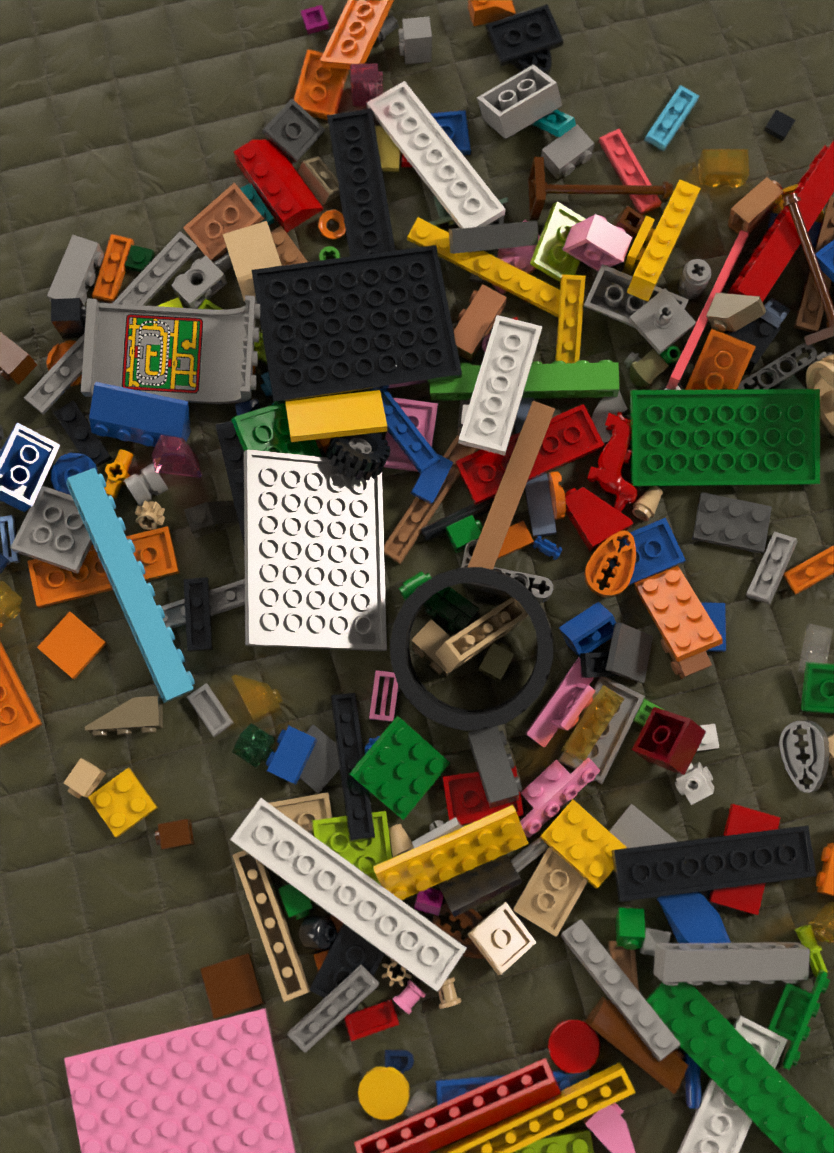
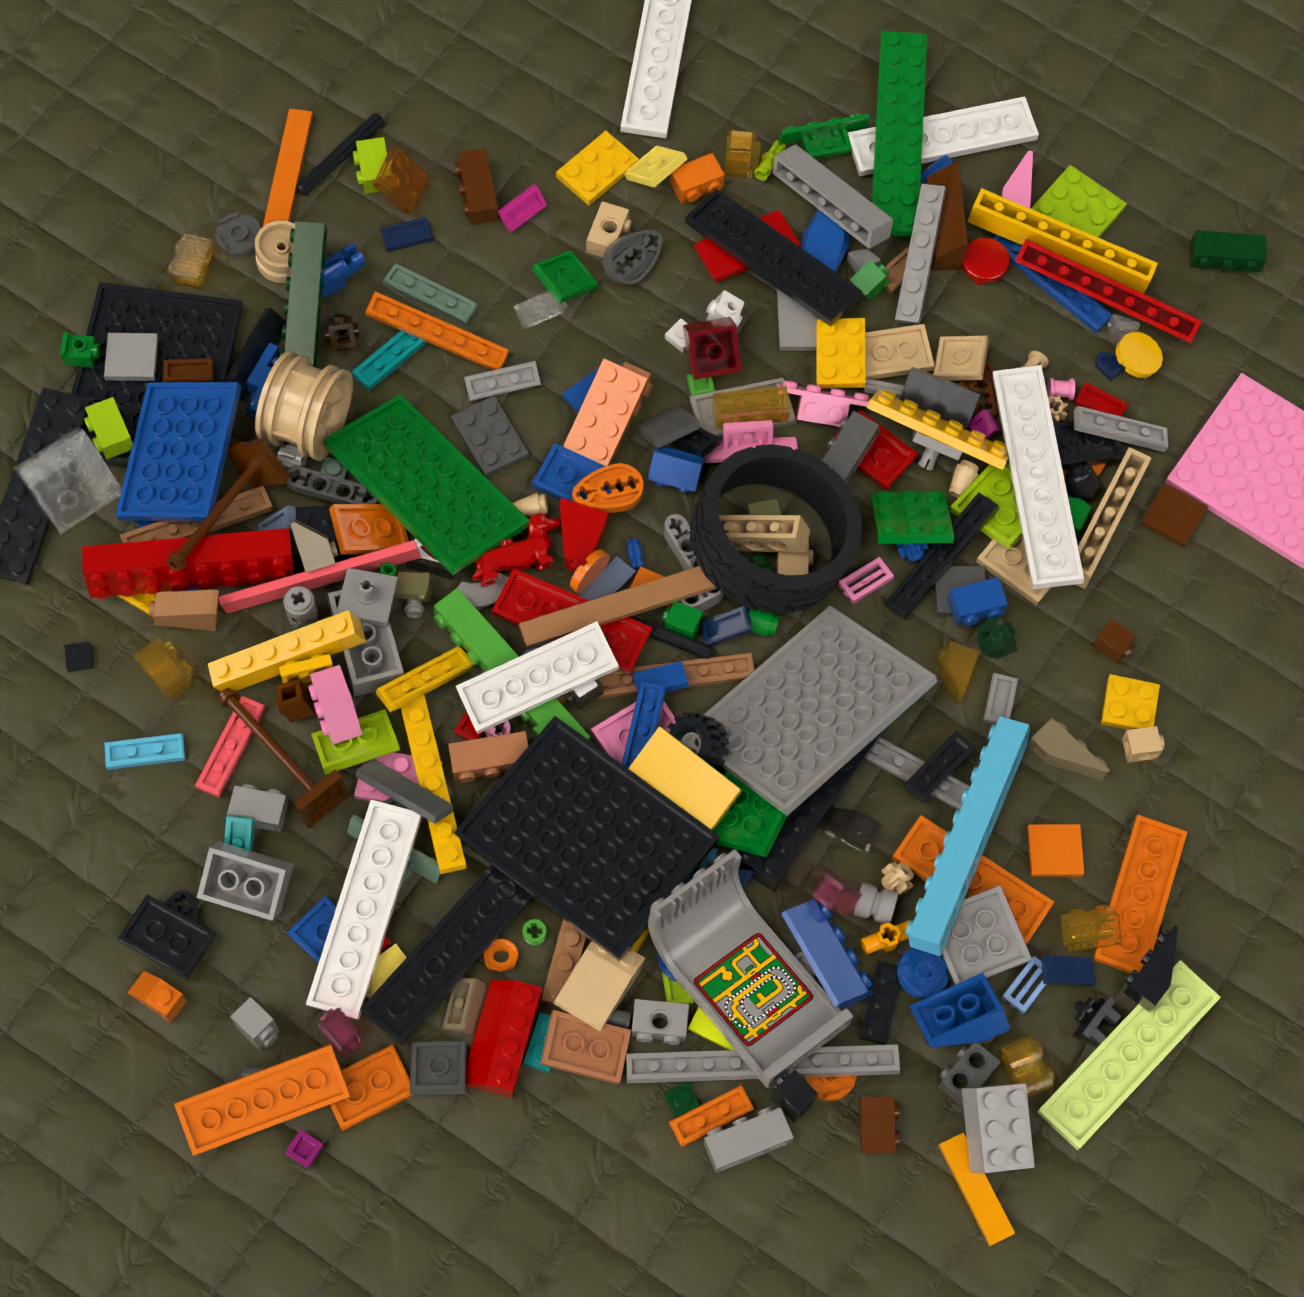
camera: 135 degrees left, 10 degrees down
(432, 558) = (726, 626): none -> dark blue tile

